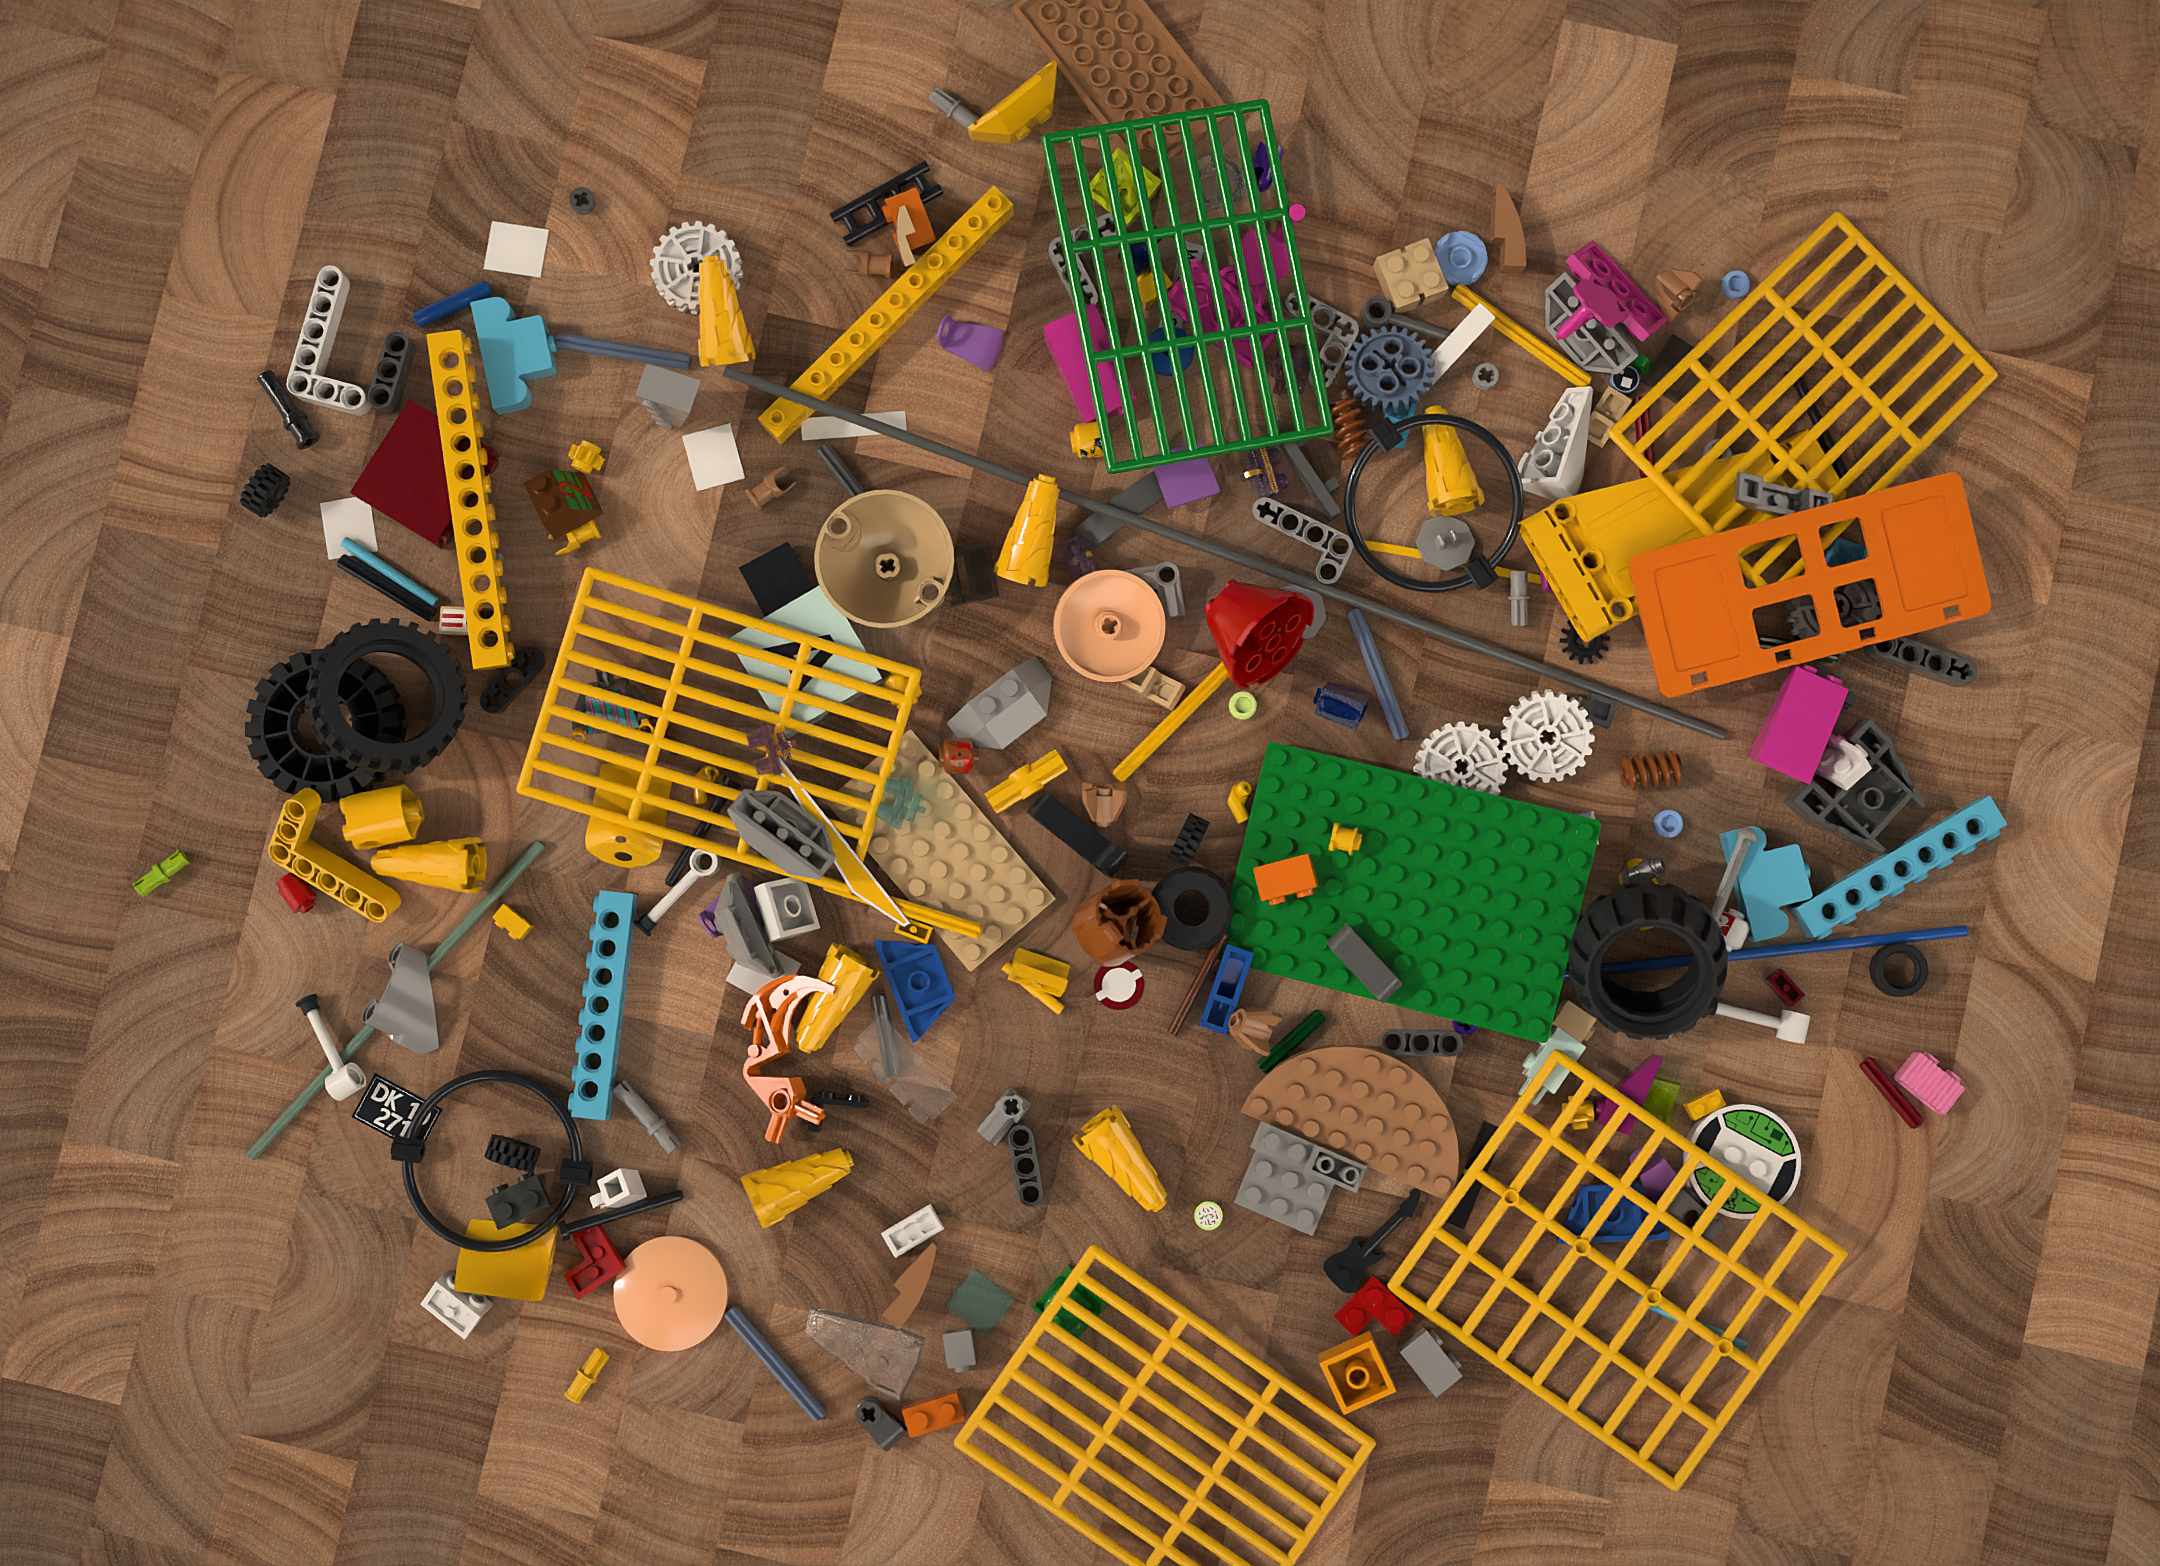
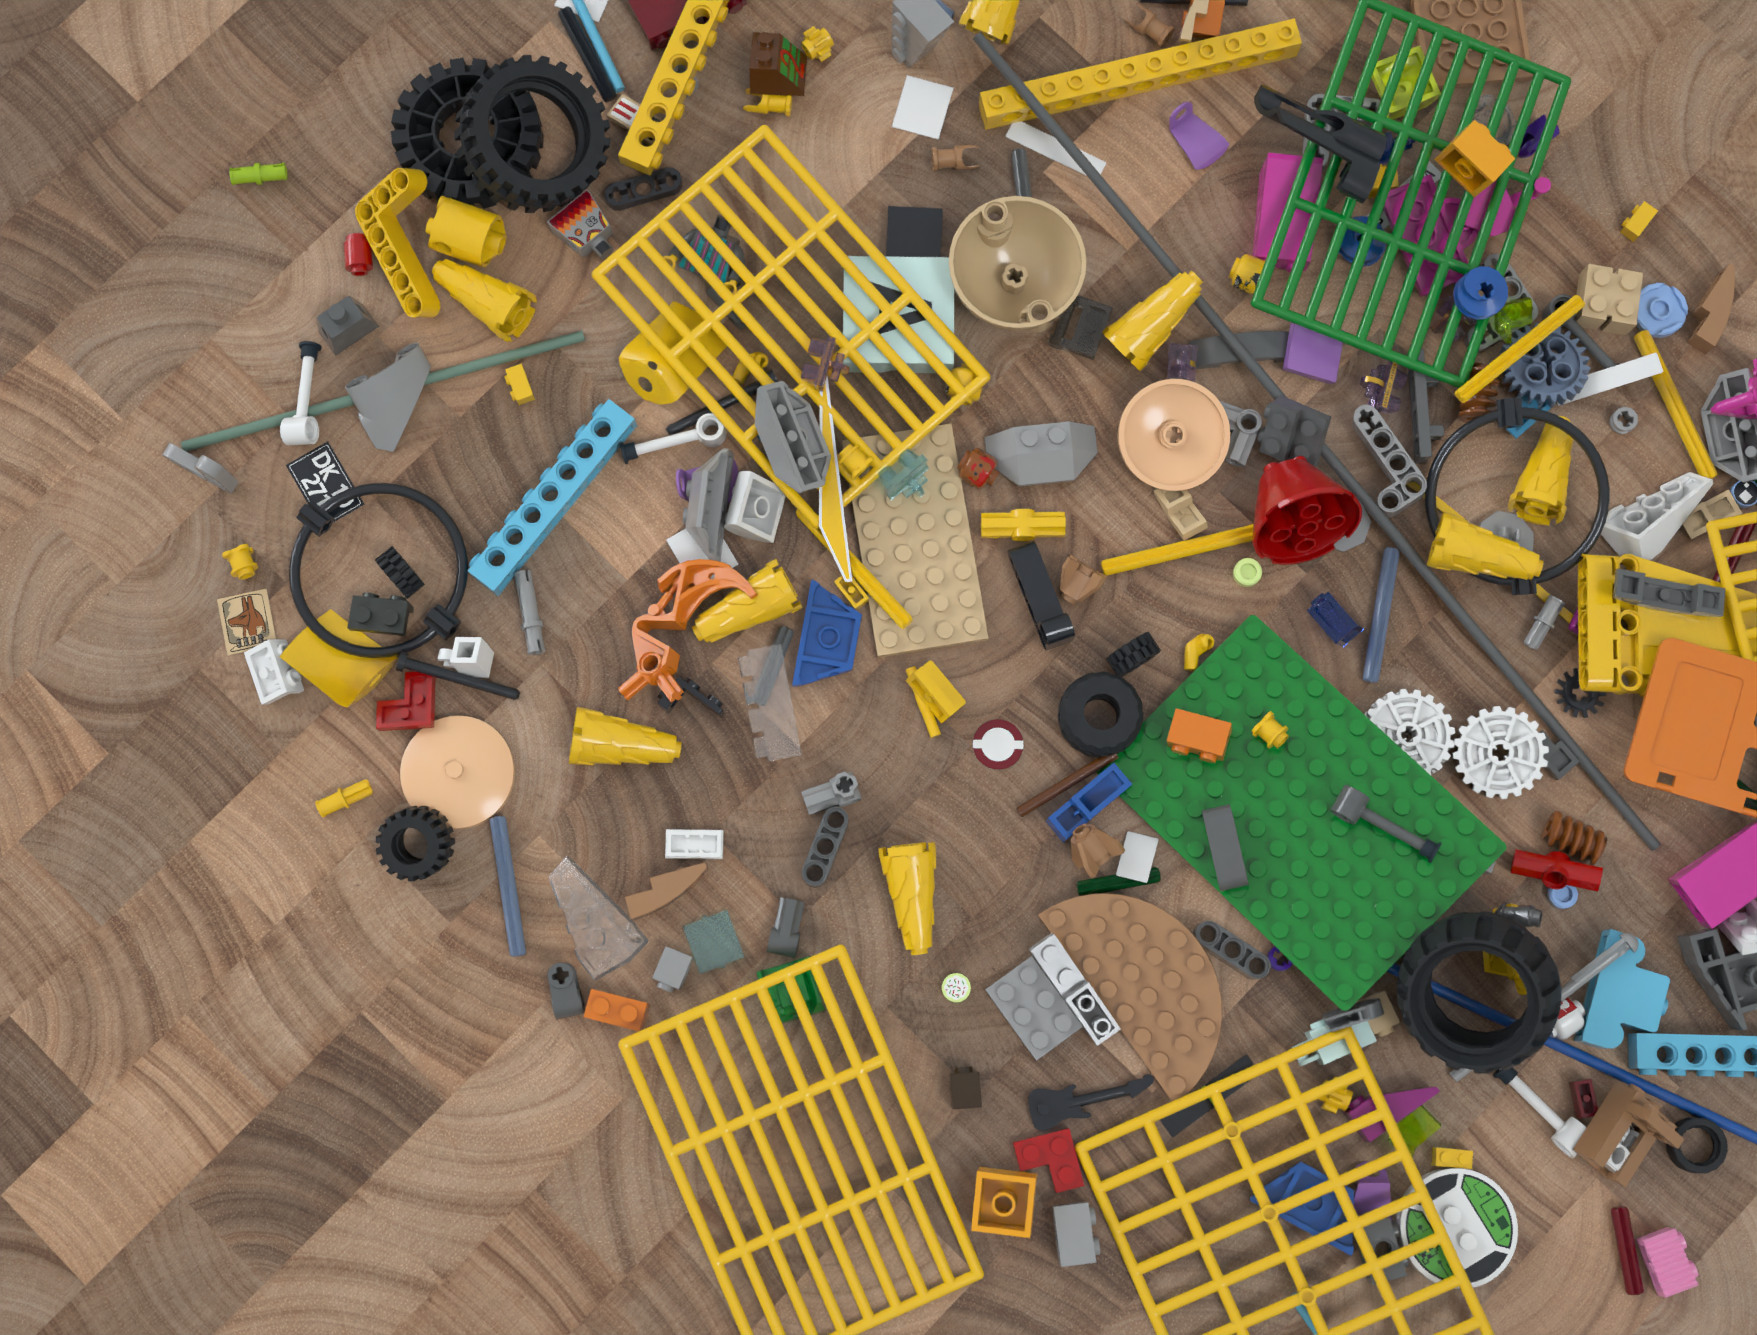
camera: 30 degrees right, 5 degrees down
(281, 1167) = (202, 467): none -> light grey beam
(326, 962) = (345, 324): none -> dark grey torso
(367, 1227) = (241, 561): none -> yellow brick
(404, 1274) = (246, 621): none -> sticker
(481, 748) = (583, 227): none -> torso
(670, 1399) = (394, 850): none -> black tyre
(848, 818) = (854, 460): none -> yellow brick
(1037, 1260) = (785, 934): none -> dark grey piece
(1107, 280) = (1347, 139): none -> black panel
(1107, 920) = (1026, 677): dark orange piece -> none
(1210, 561) = (1293, 431): none -> dark grey plate
(1226, 228) = (1475, 158): none -> light orange brick
(1267, 1297) = (965, 1088): none -> dark brown brick
(1287, 339) = (1490, 283): none -> blue piece
(1295, 1010) = (1138, 857): none -> white sticker
(1337, 342) = (1513, 315): none -> clear neon green bracket
(1361, 371) = (1519, 349): none -> yellow axle
(1397, 188) = (1637, 223): none -> yellow piece
(1426, 572) = (1477, 550): none -> yellow cone
(1450, 865) = (1352, 805): none -> dark grey piece
(1560, 1033) = (1357, 1014): none -> dark grey piece
(1611, 517) = (1667, 595): none -> dark grey slope
(1652, 808) = (1556, 870): none -> red piece
(1834, 998) = (1624, 1133): none -> medium nougat brick

